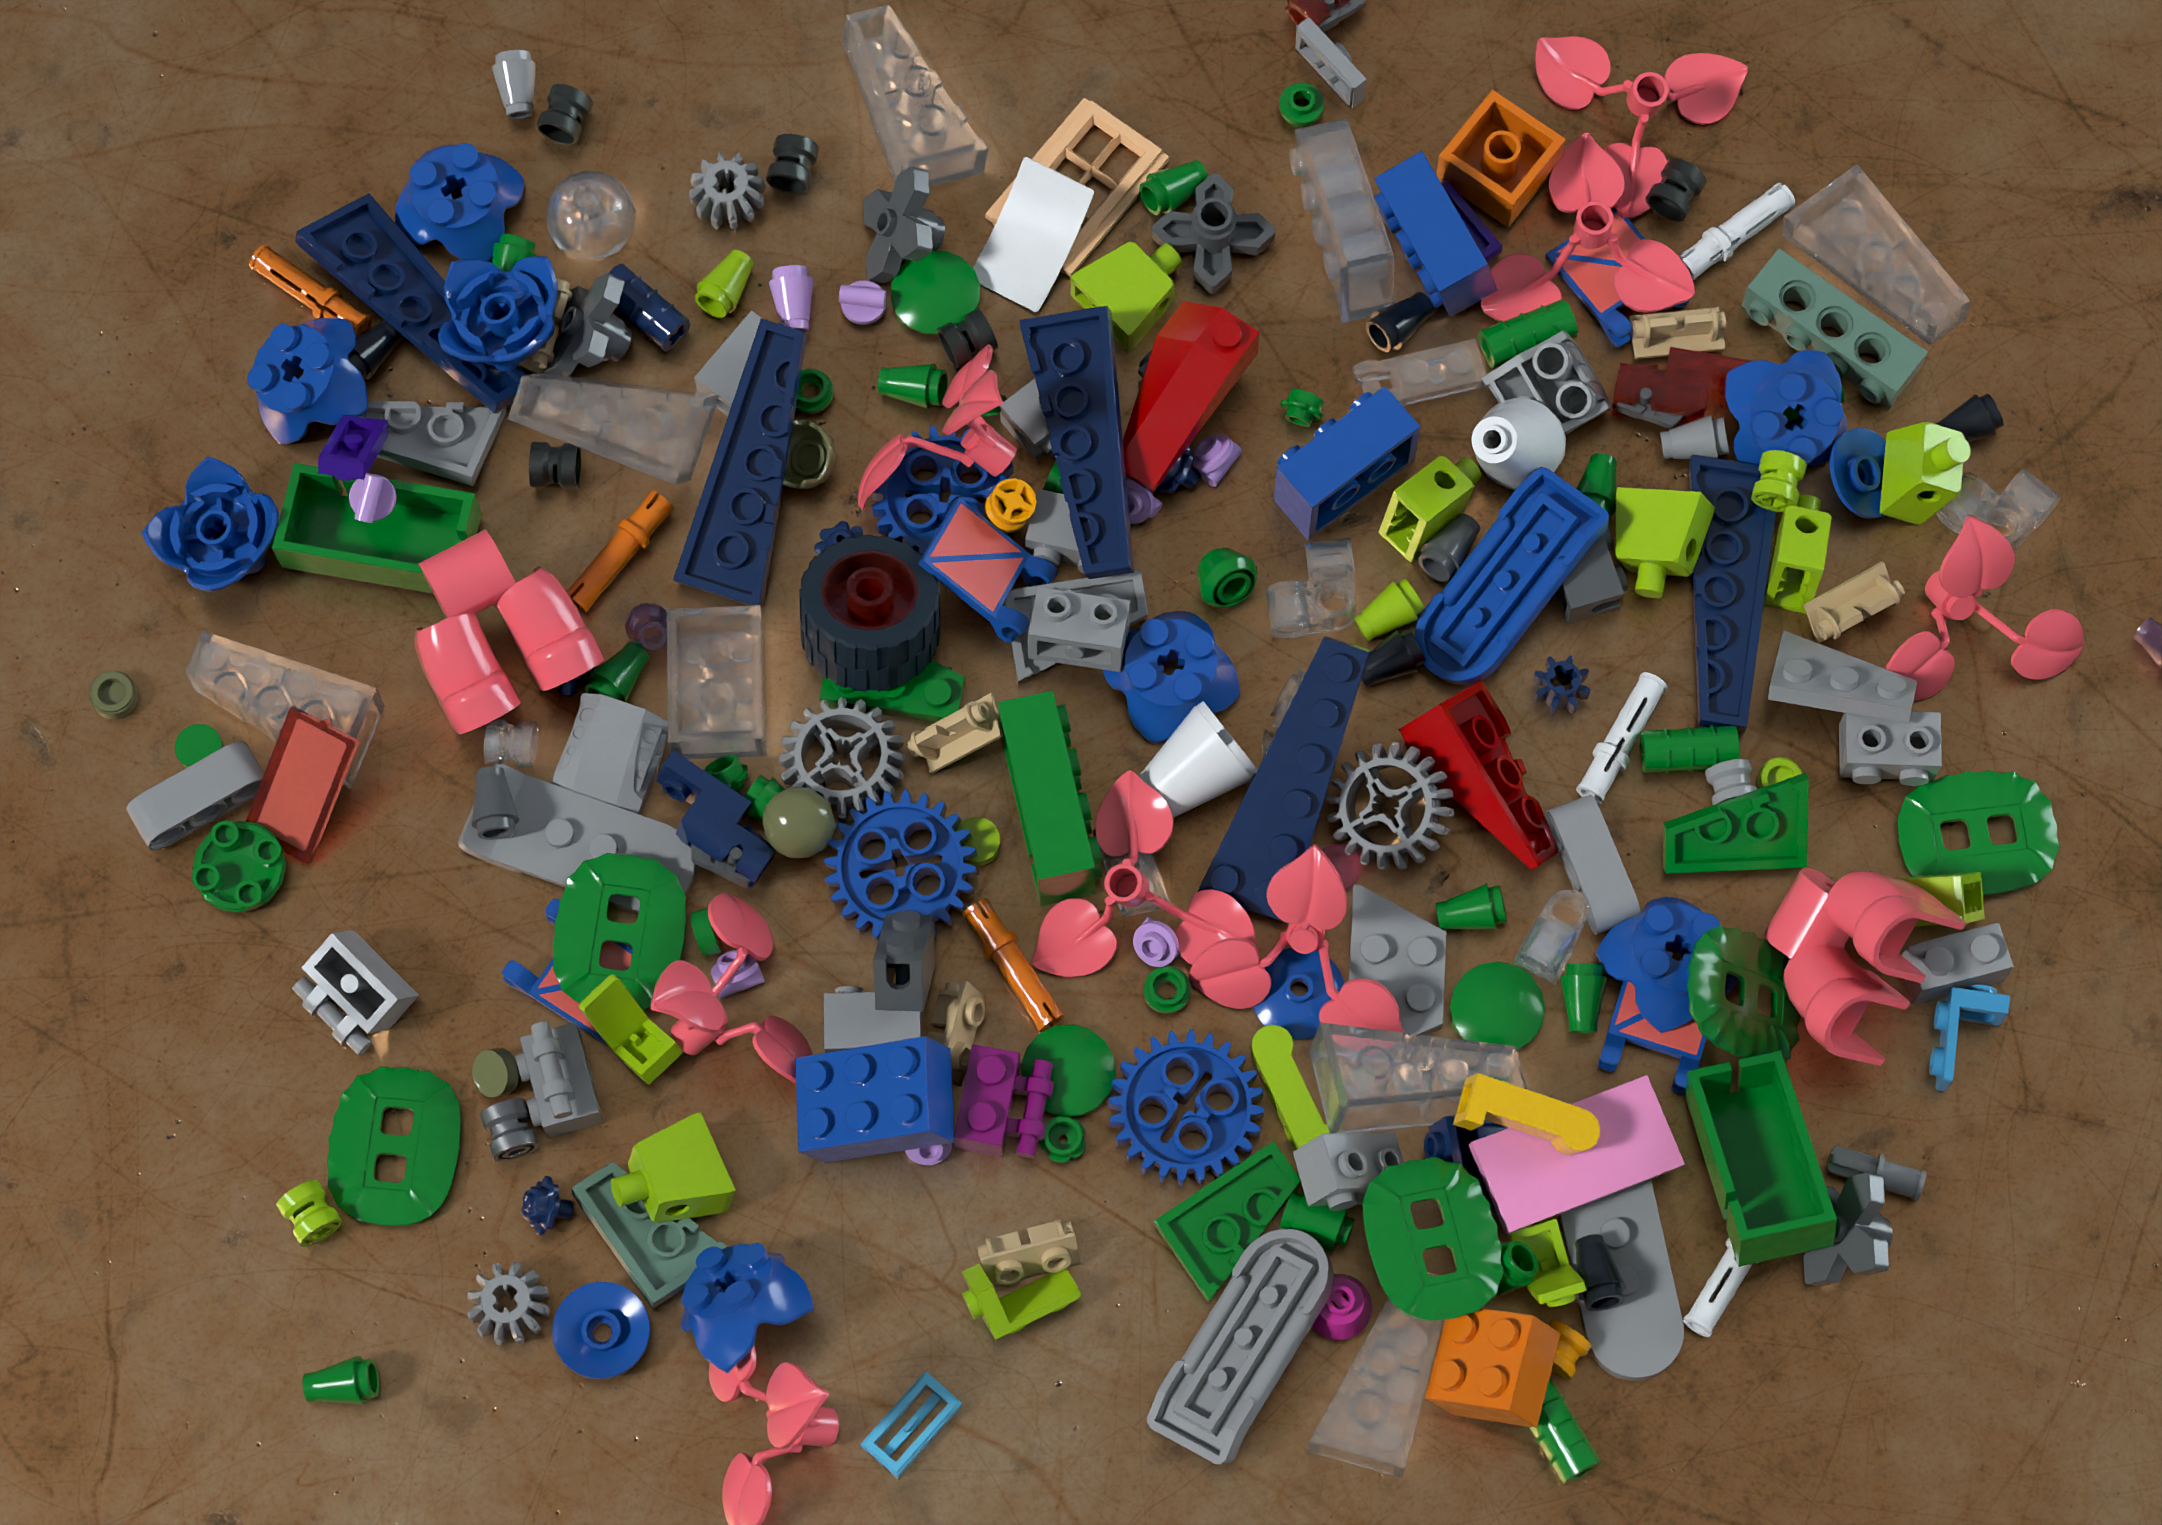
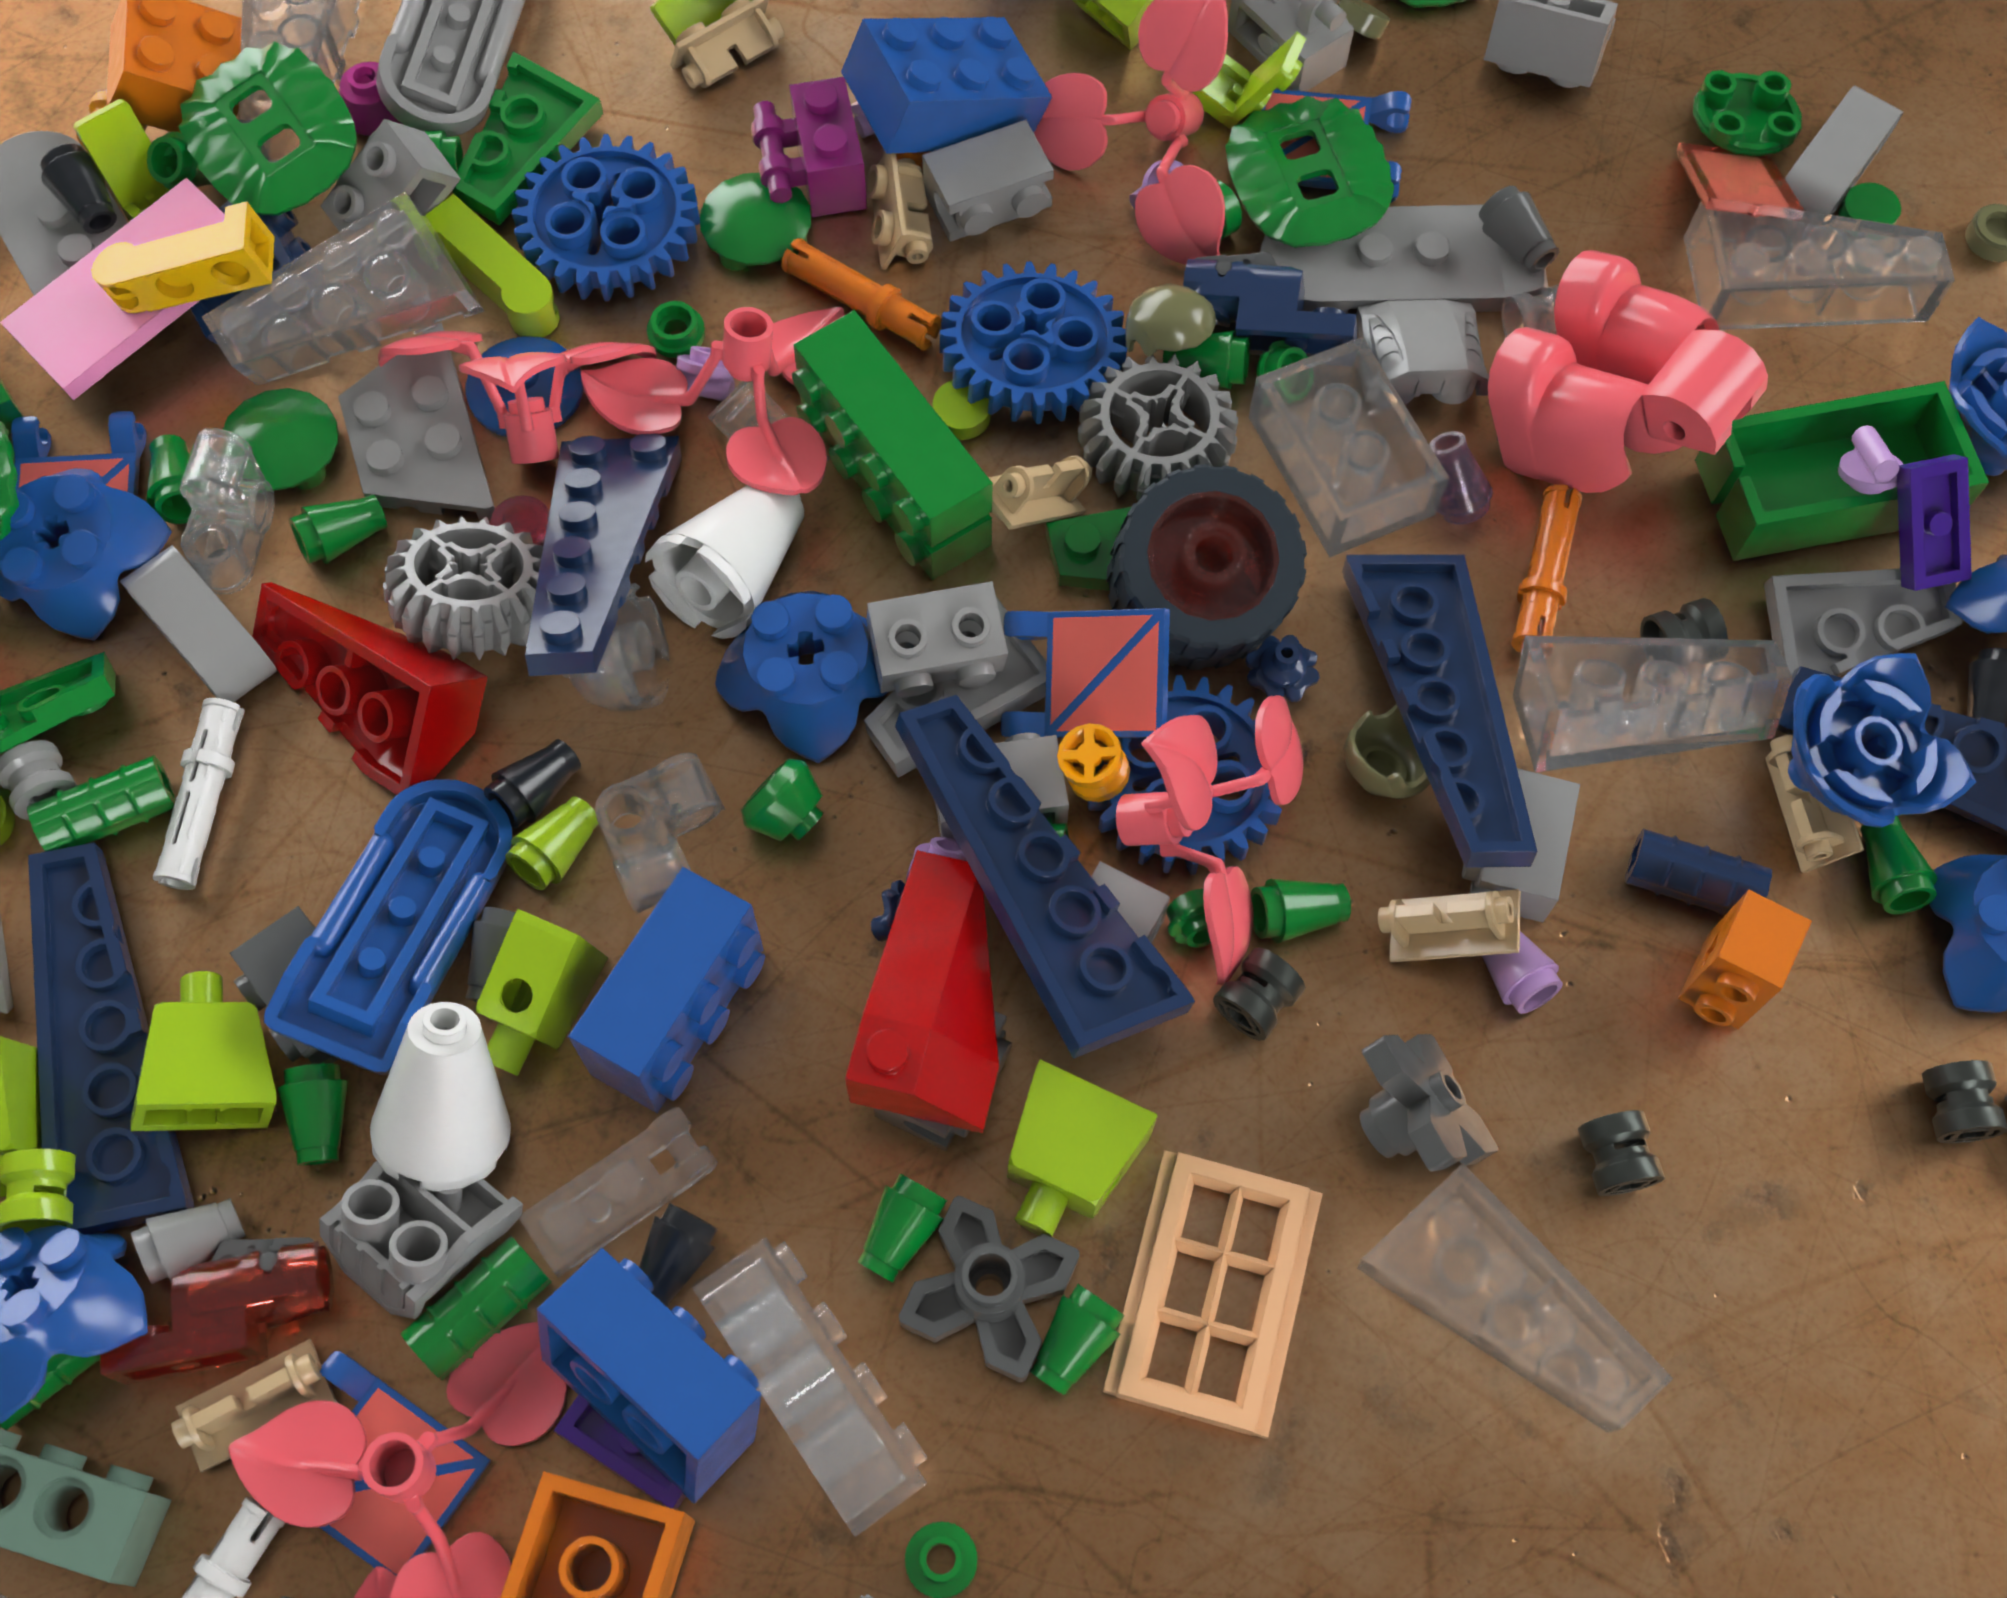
camera: 155 degrees right, 5 degrees down
(590, 216) = (1845, 982): clear cylinder -> none
(590, 329) = (1745, 804): dark grey plant -> none
(619, 673) = (1468, 412): green cone -> none
(657, 229) = (1744, 960): none -> orange brick
(723, 286) = (1613, 949): lime cone -> none
(728, 176) = (1662, 1073): light grey gear -> none
(814, 379) = (1429, 838): green plate -> none
(826, 331) = (1452, 925): none -> tan hinge
(862, 302) = (1424, 999): lavender plate -> none
(909, 953) = (976, 211): dark grey brick -> none
(934, 291) = (1320, 1050): green dish -> none
(1033, 234) = (1241, 1172): white sticker -> none
(1072, 1130) = (732, 152): green plate -> none
(1215, 457) = (856, 964): lavender plate -> none
(1251, 287) = (900, 1226): none -> green cone
(1302, 407) = (765, 1076): green plate -> none
(1563, 1438) = (78, 45): green axle -> none
(1566, 674) = (287, 808): dark blue gear -> none

